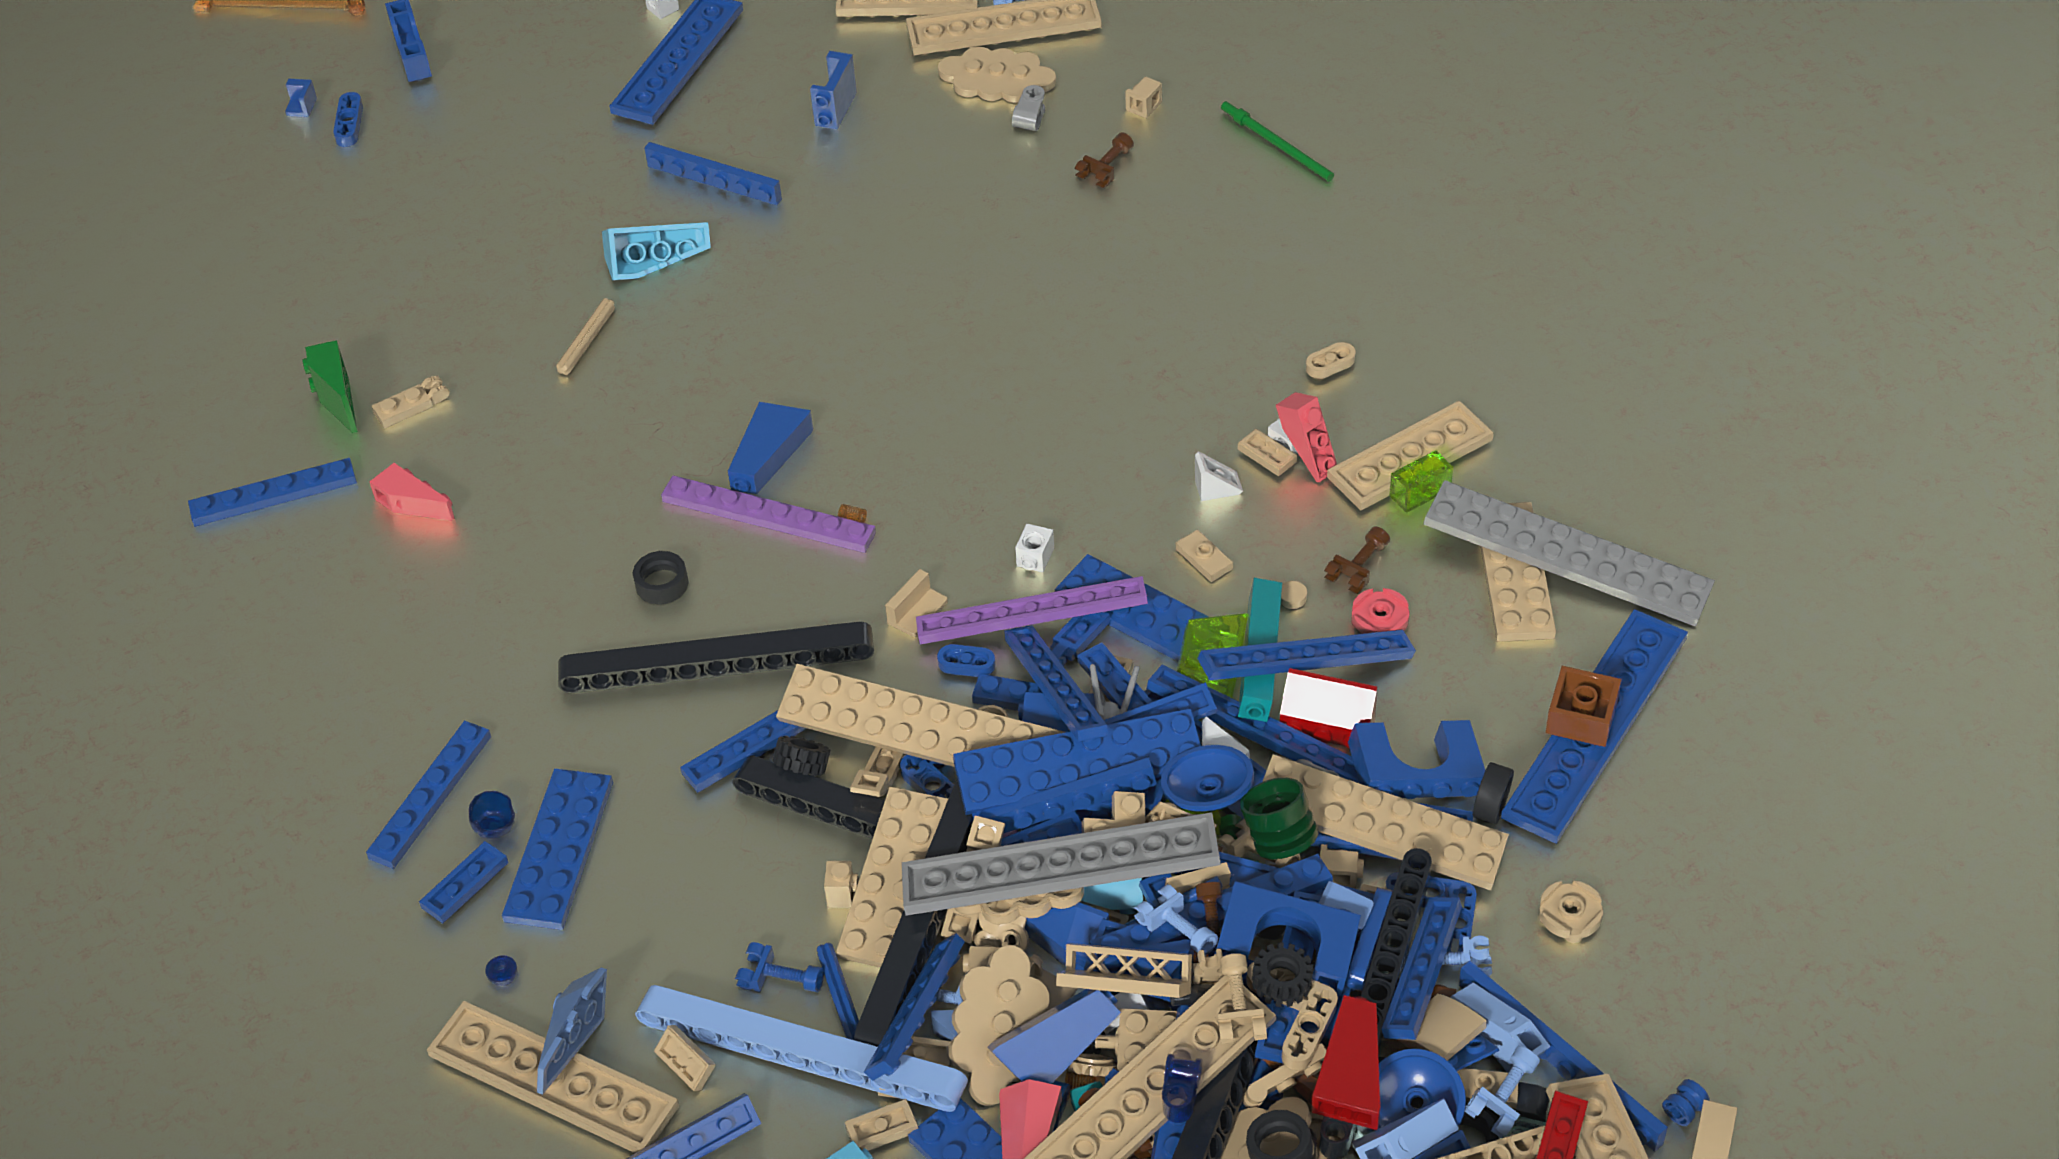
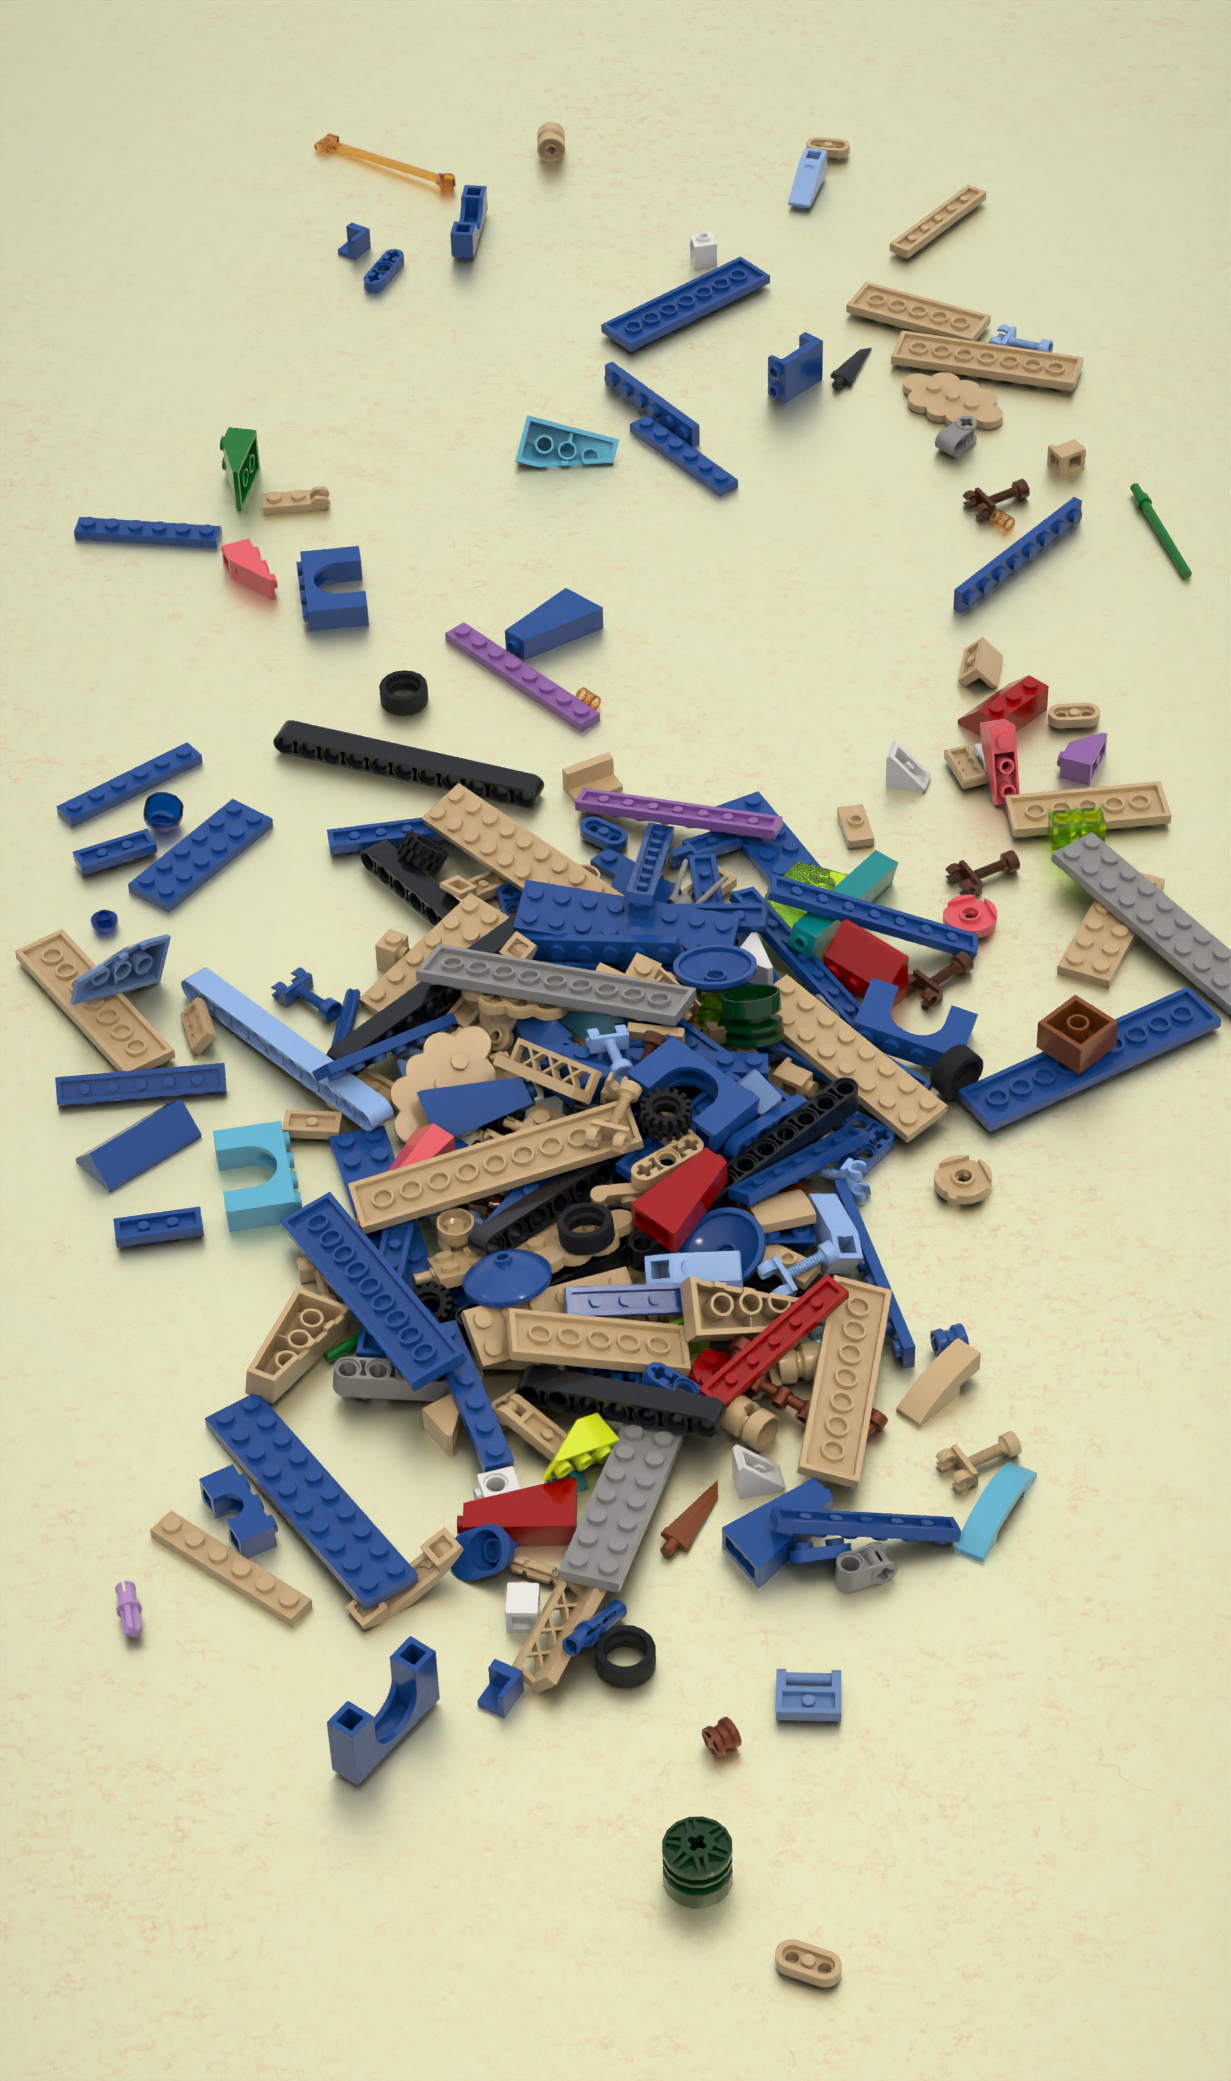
camera: 25 degrees right, 5 degrees down
(514, 513) = (328, 609): none -> blue arch
(585, 336) = (465, 497): tan axle -> none
(776, 217) = (684, 455): none -> blue plate
(877, 76) = (848, 371): none -> black bar
(1034, 548) = (717, 771): white brick -> none
(1117, 181) = (1001, 514): none -> clear orange piece
(1166, 215) = (1017, 555): none -> blue plate
(1180, 1081) = (534, 1160): clear blue piece -> none
(1206, 338) = (980, 661): none -> tan panel
(1263, 376) = (1016, 702): none -> red slope
(1293, 595) = (907, 879): tan tile -> none
(1371, 403) = (1082, 758): none -> medium lavender slope
(1406, 668) = (932, 992): none -> reddish brown bar

